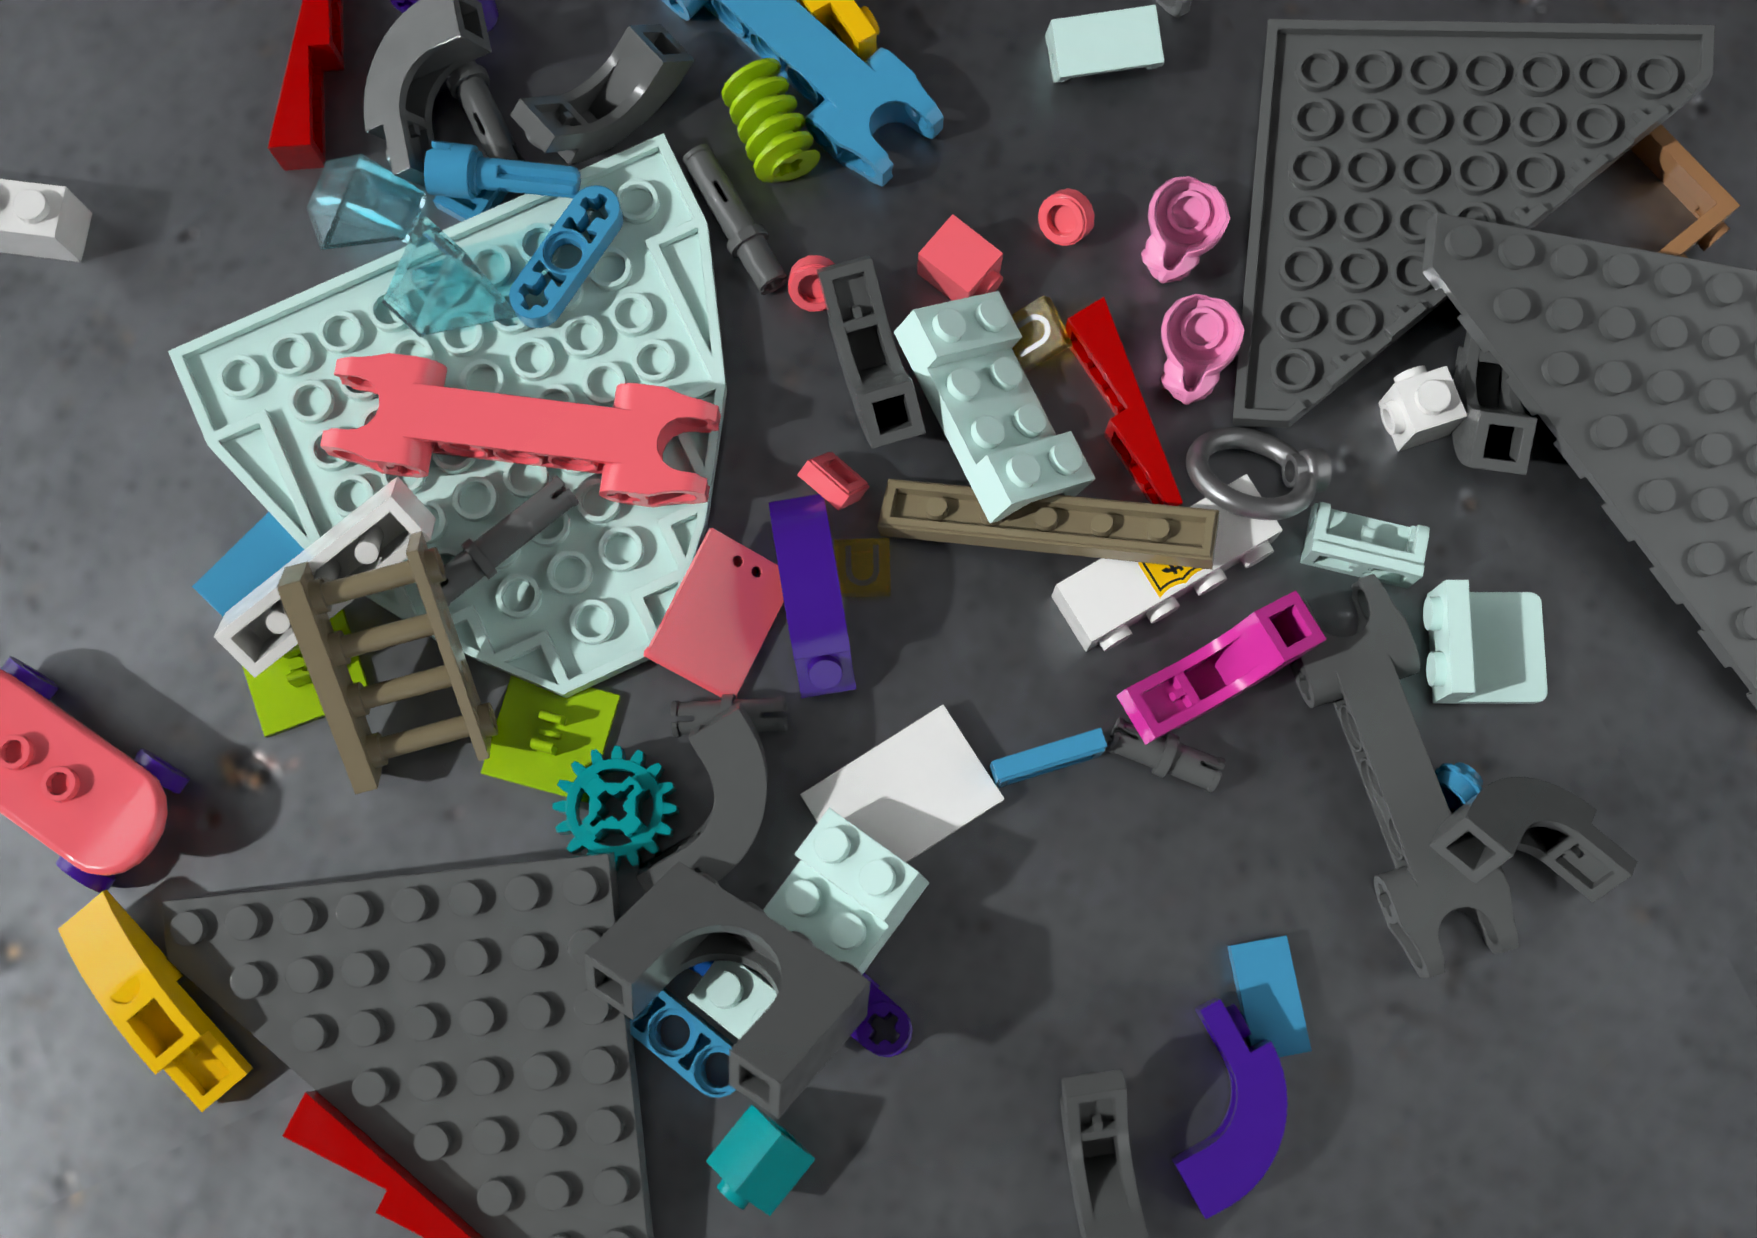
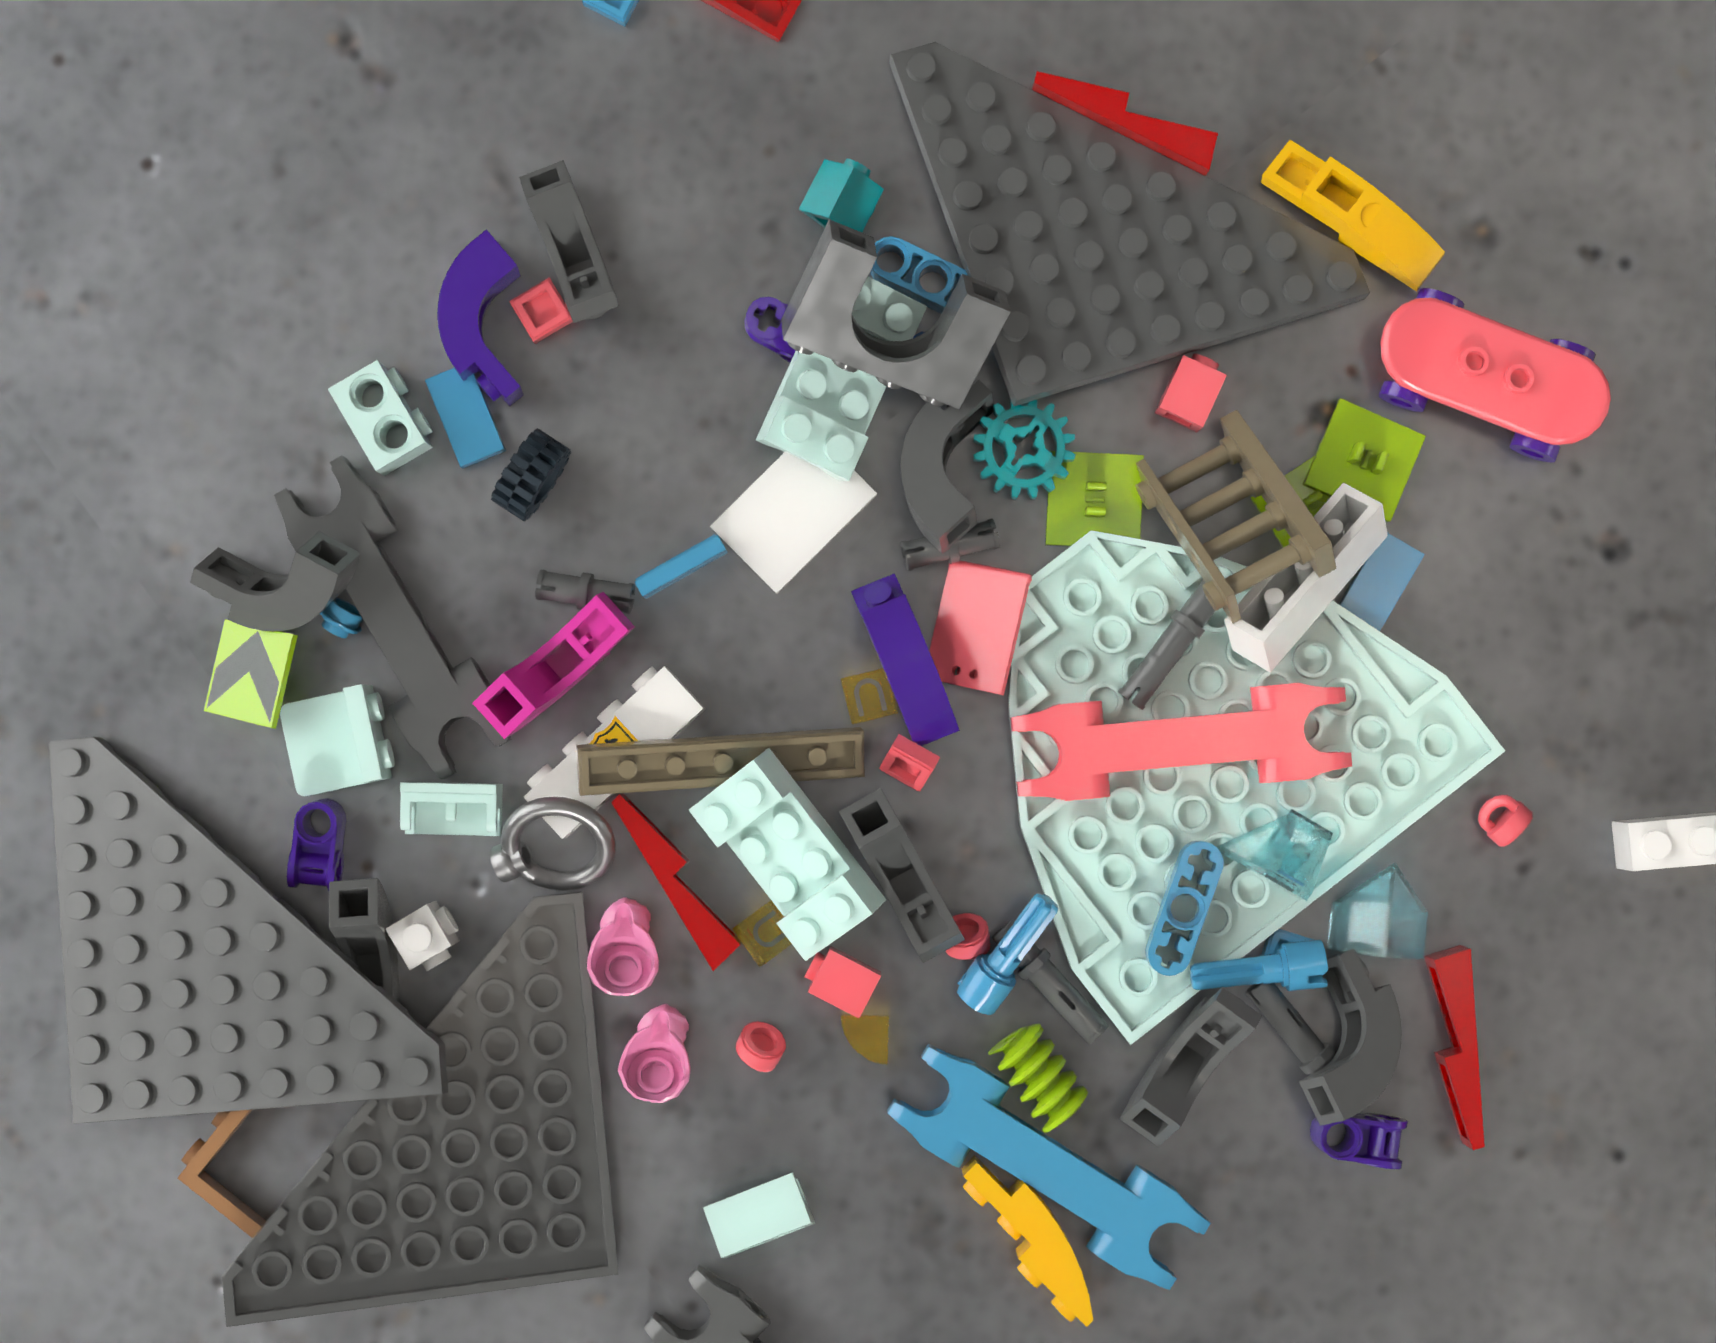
camera: 165 degrees right, 10 degrees up
(191, 278) = (1509, 823): none -> coral tile
(228, 714) = (1365, 454): none -> lime piece
(403, 830) = (1191, 391): none -> coral brick
(794, 234) = (992, 975): none -> dark azure piece
(941, 202) = (868, 1035): none -> clear yellow tile
(1155, 1107) = (541, 310): none -> coral tile
(1206, 901) = (530, 474): none -> black bush
(1386, 1007) = (373, 423): none -> light aqua brick
(1529, 524) = (317, 849): none -> dark purple piece
(1576, 739) = (250, 674): none -> piece

